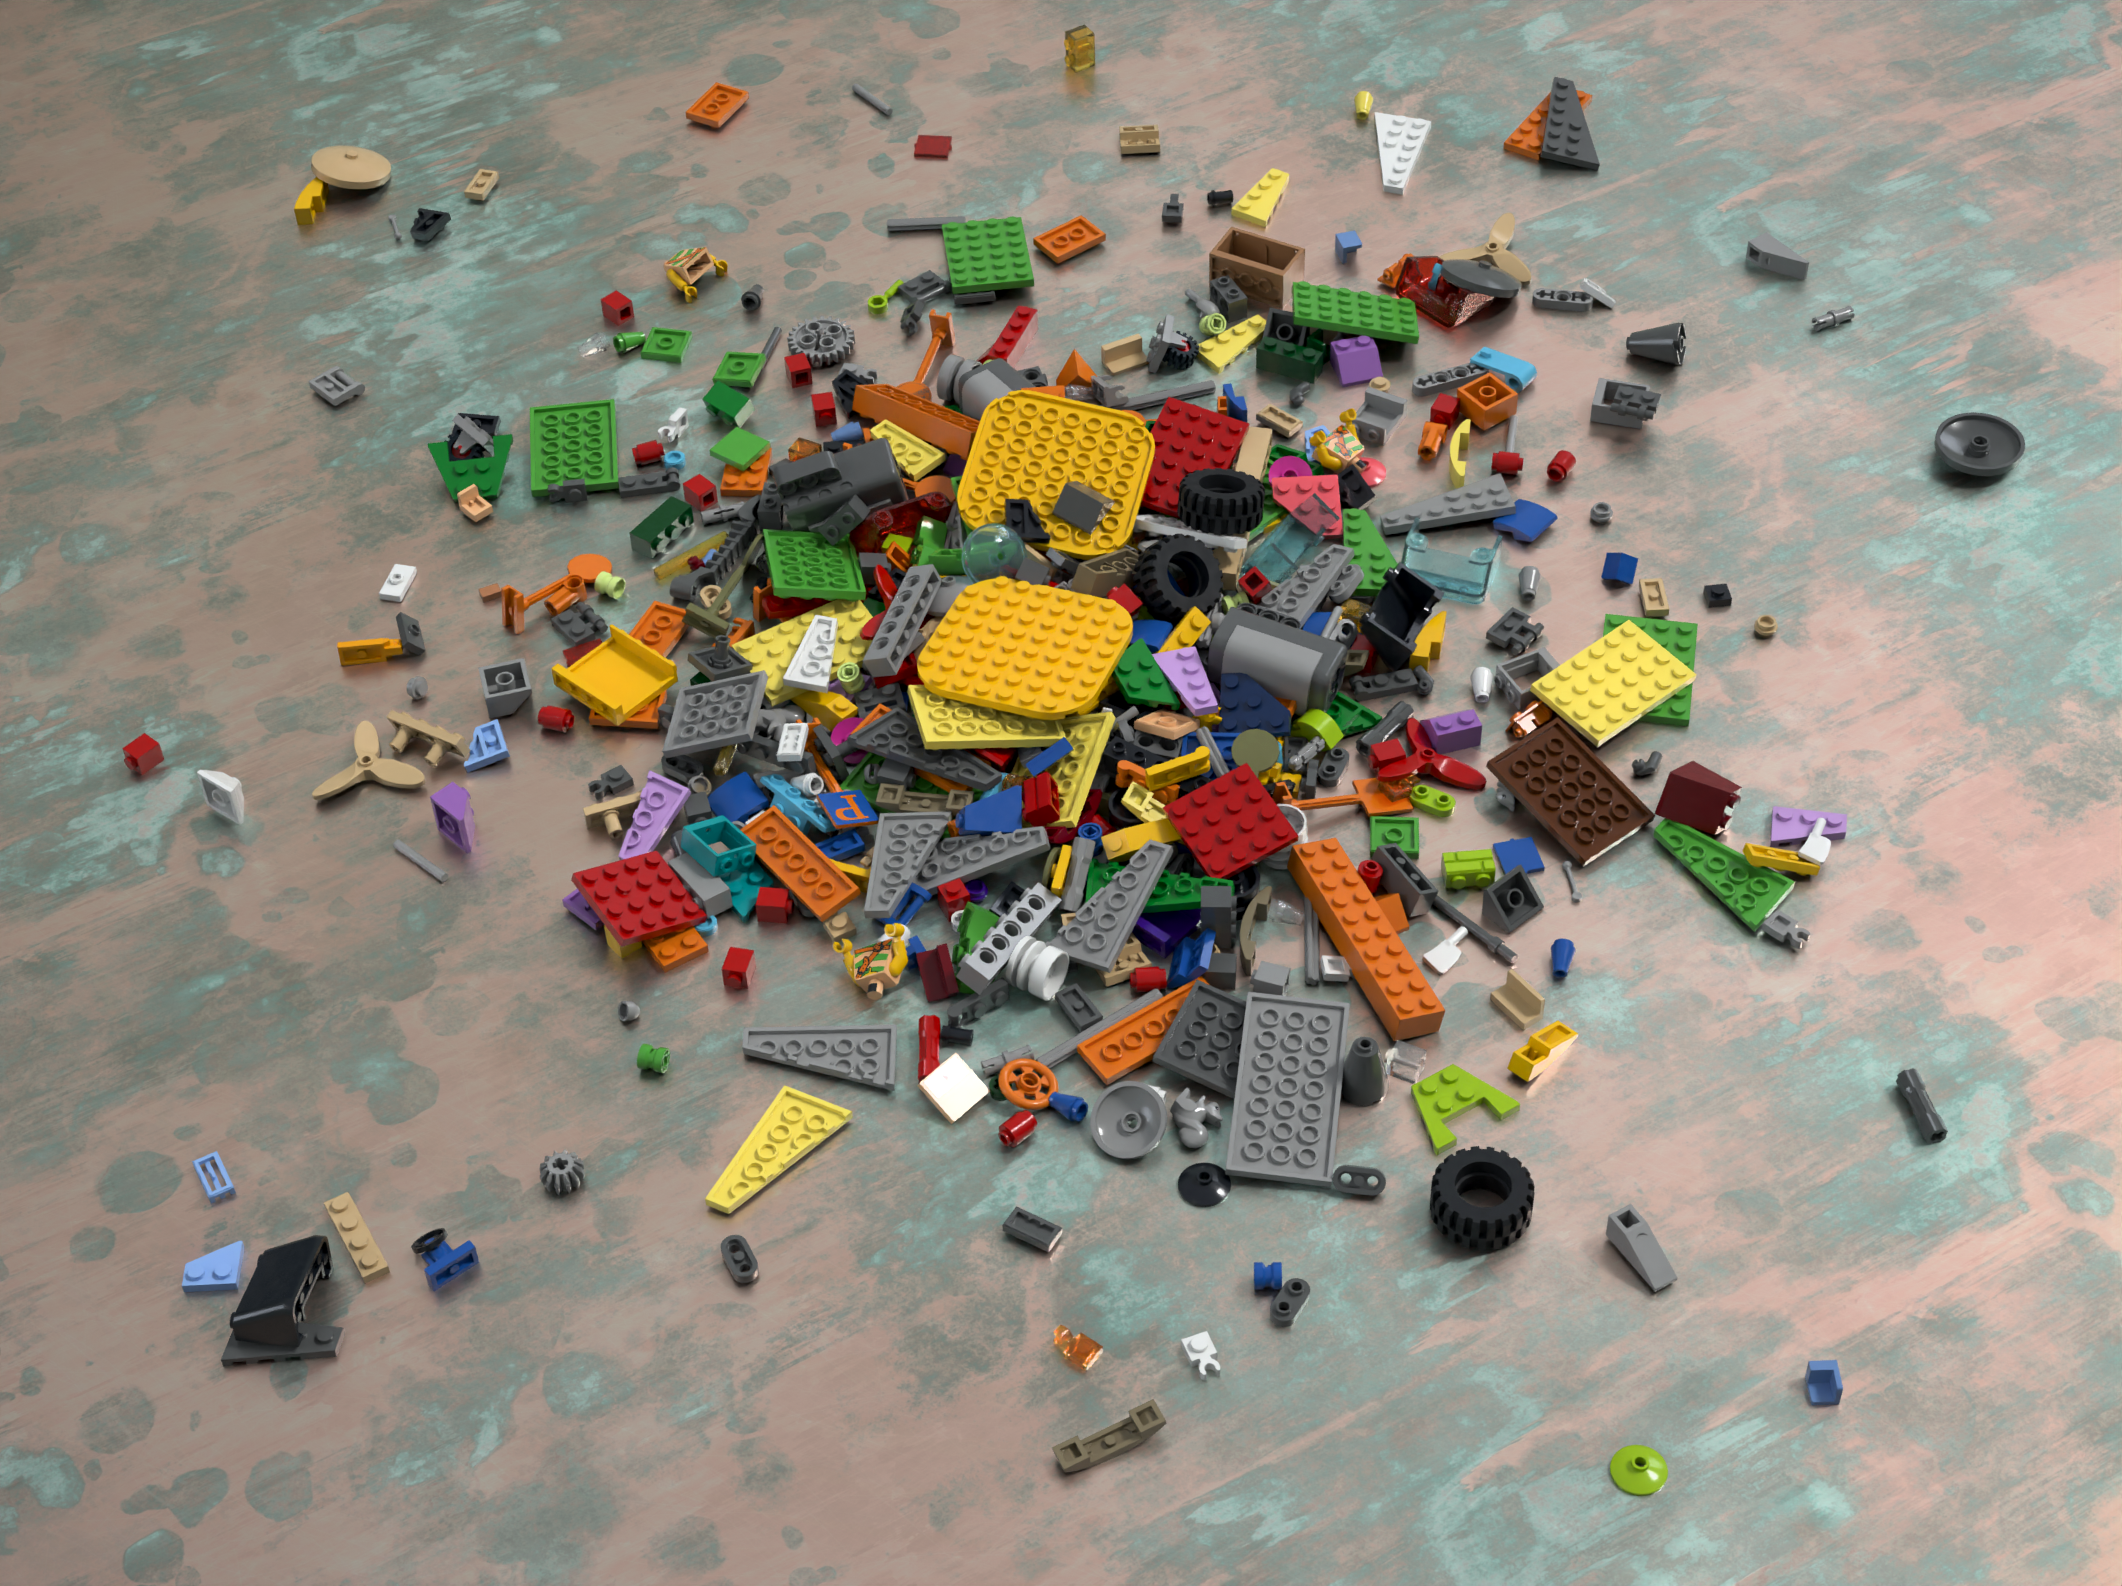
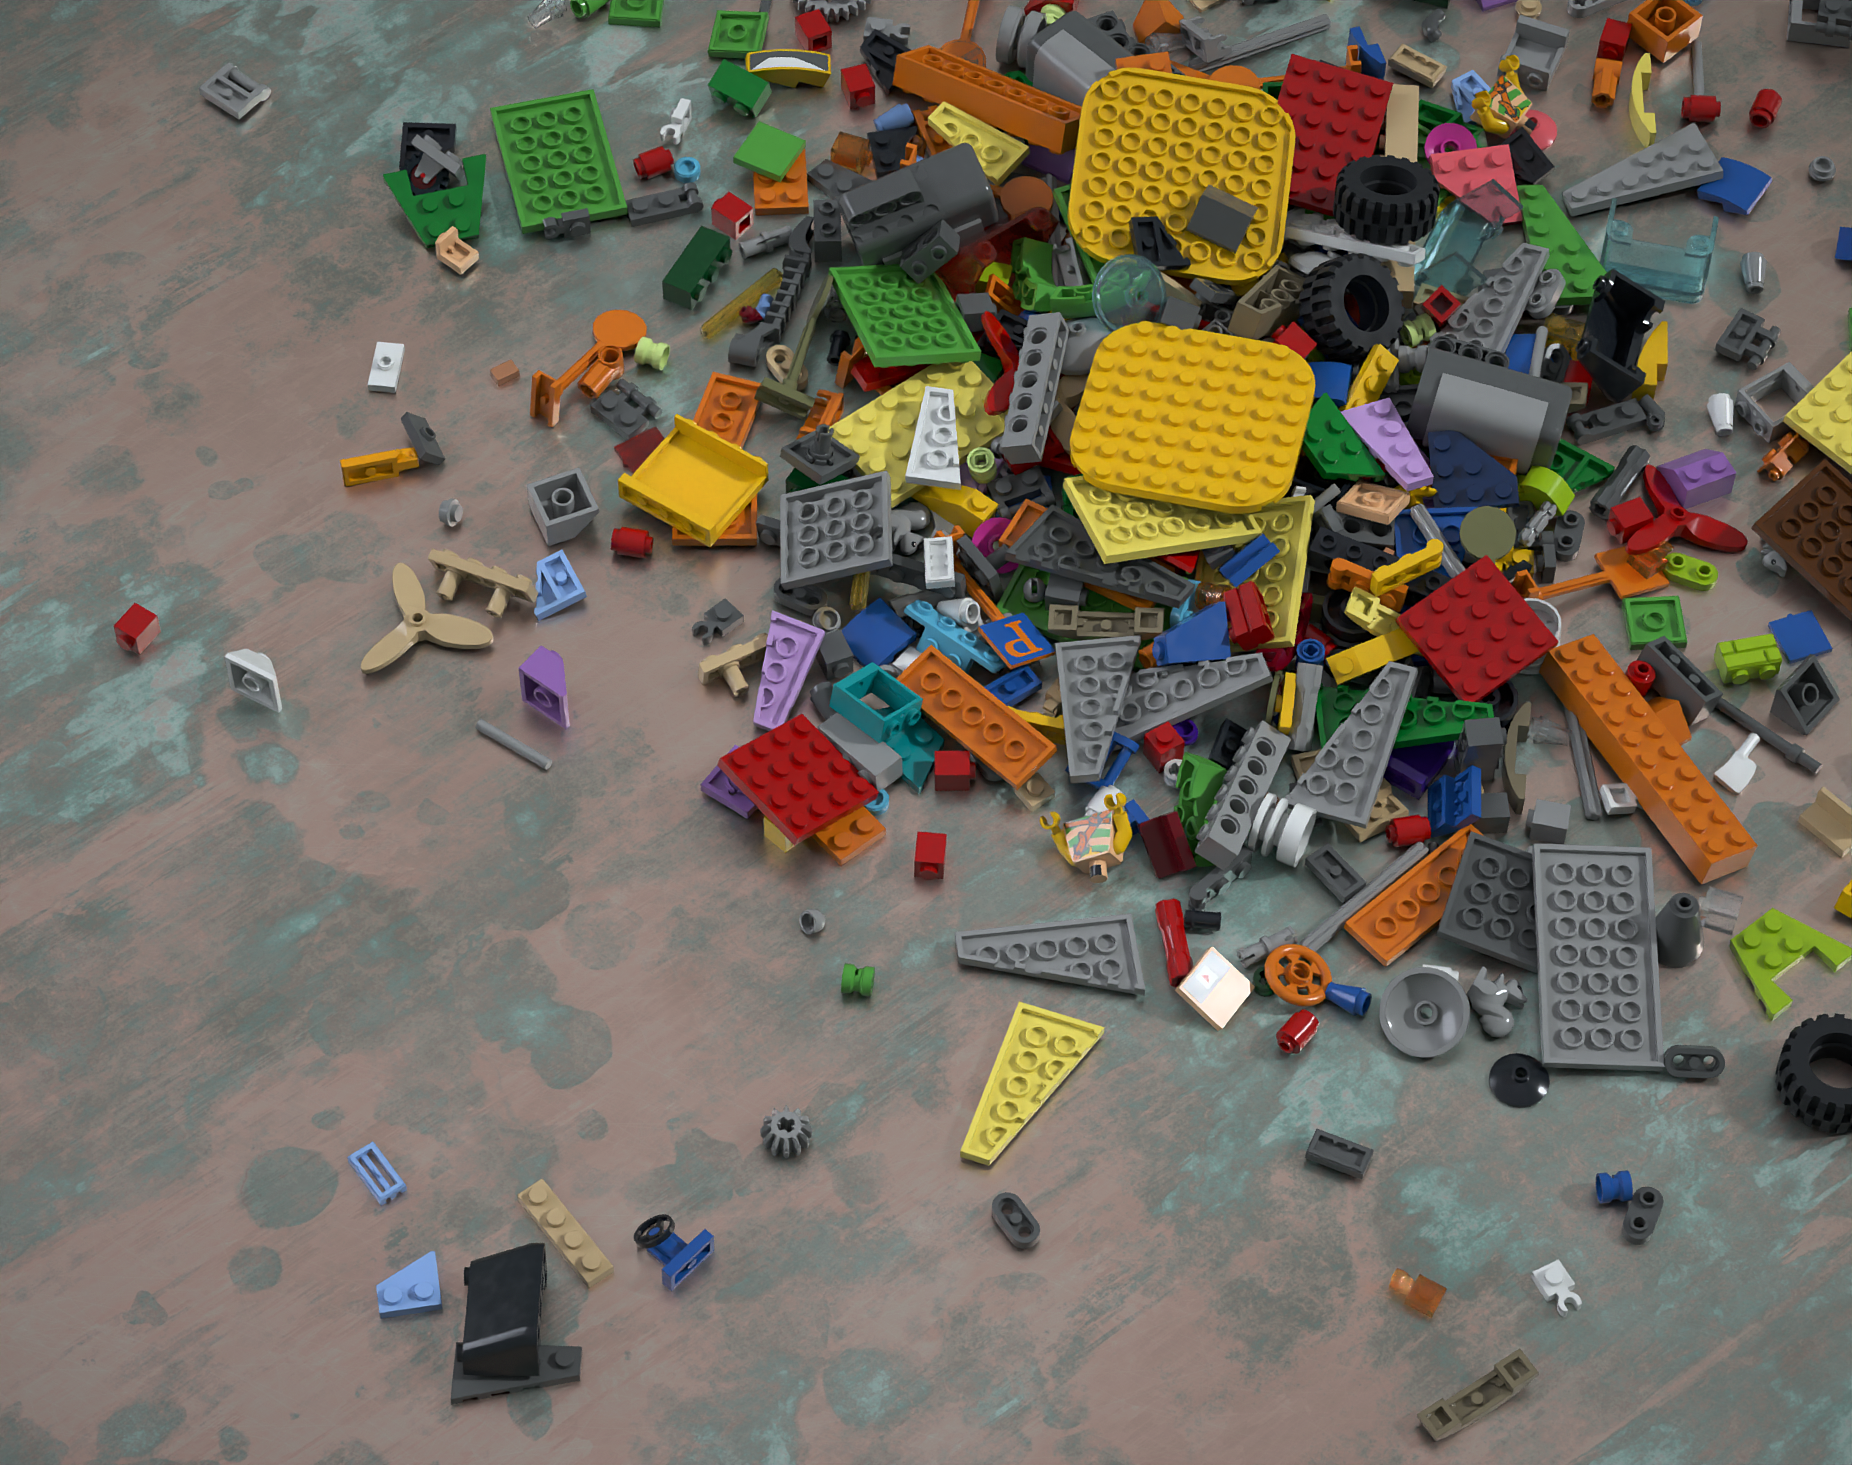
camera: 10 degrees left, 10 degrees up
(772, 392) = (790, 66): none -> slope

